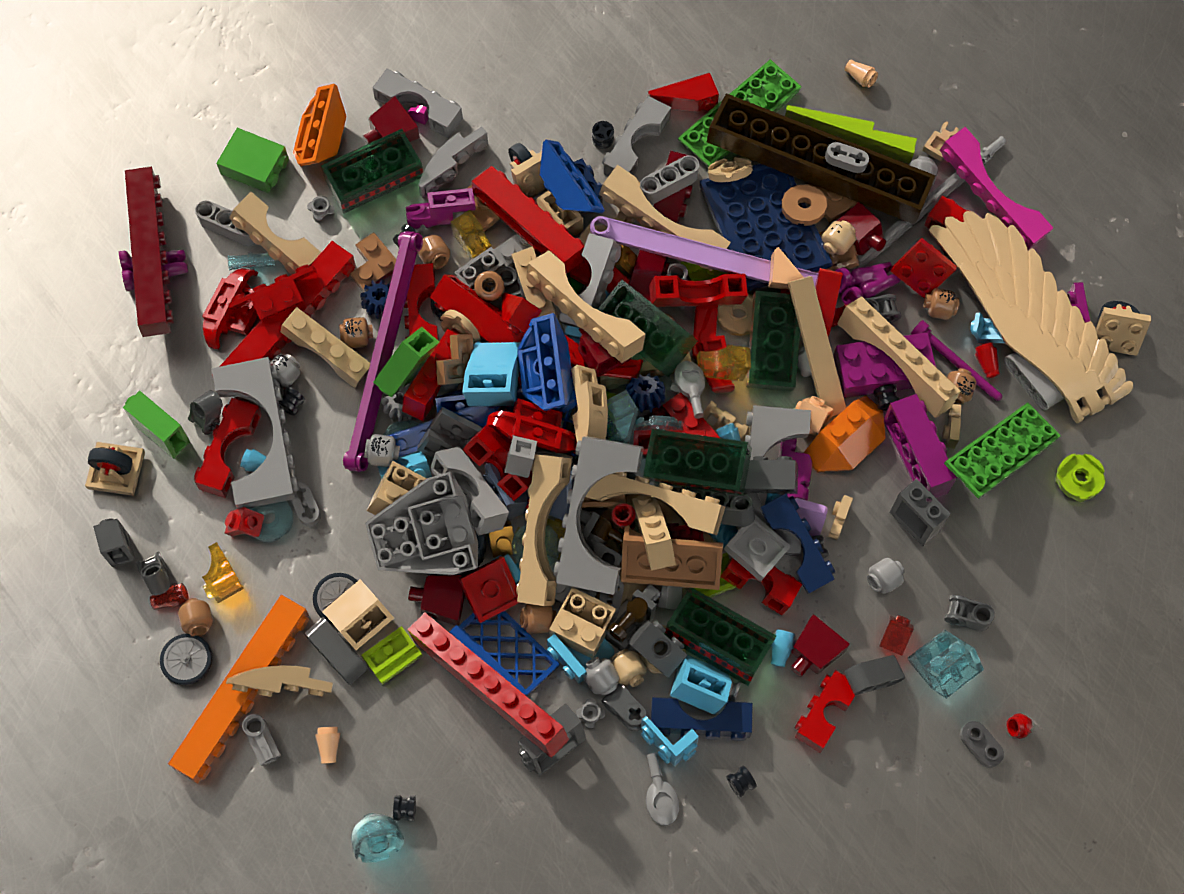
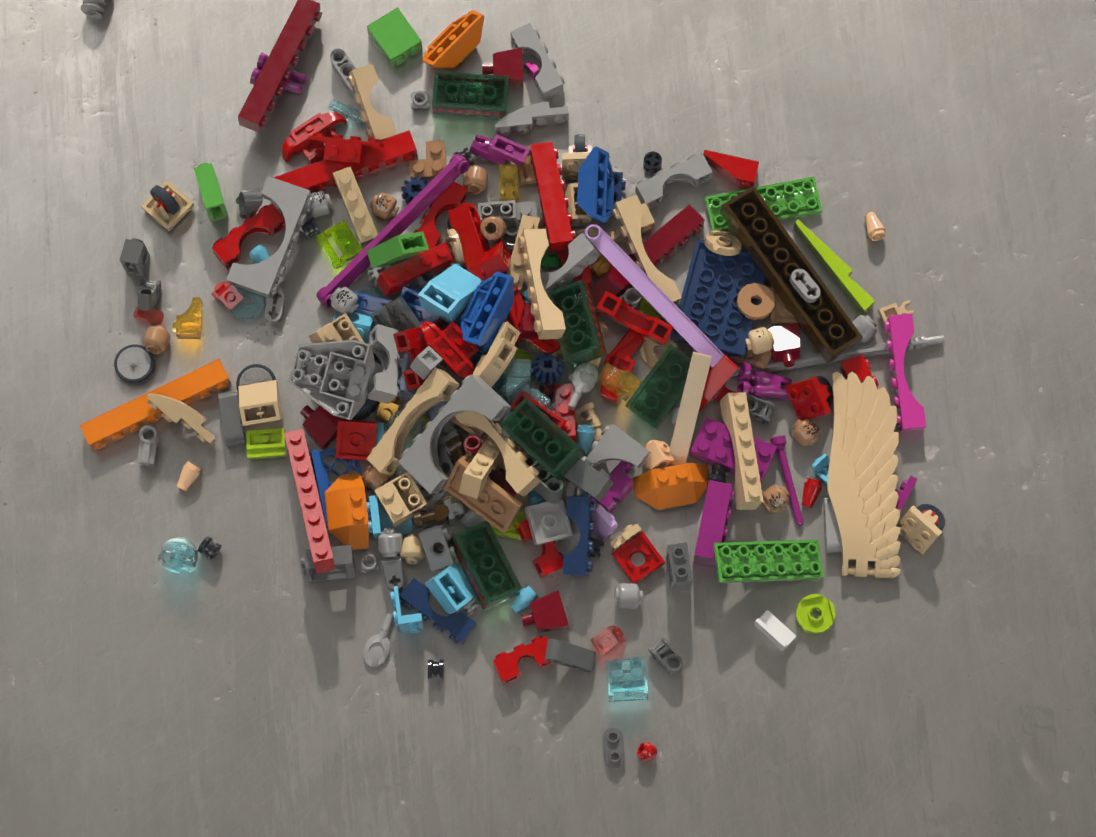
camera: 35 degrees right, 5 degrees up
(335, 392) = (345, 241): none -> clear neon green plate
(453, 369) = (424, 273): medium nougat plate -> none
(534, 669) = (348, 511): none -> orange wedge
(672, 171) = (678, 231): light grey beam -> none
(782, 271) = (698, 340): light nougat slope -> none
(879, 521) = (642, 545): none -> red piece
(952, 431) = (747, 525): tan plate -> none
(1053, 519) = (774, 630): none -> white panel

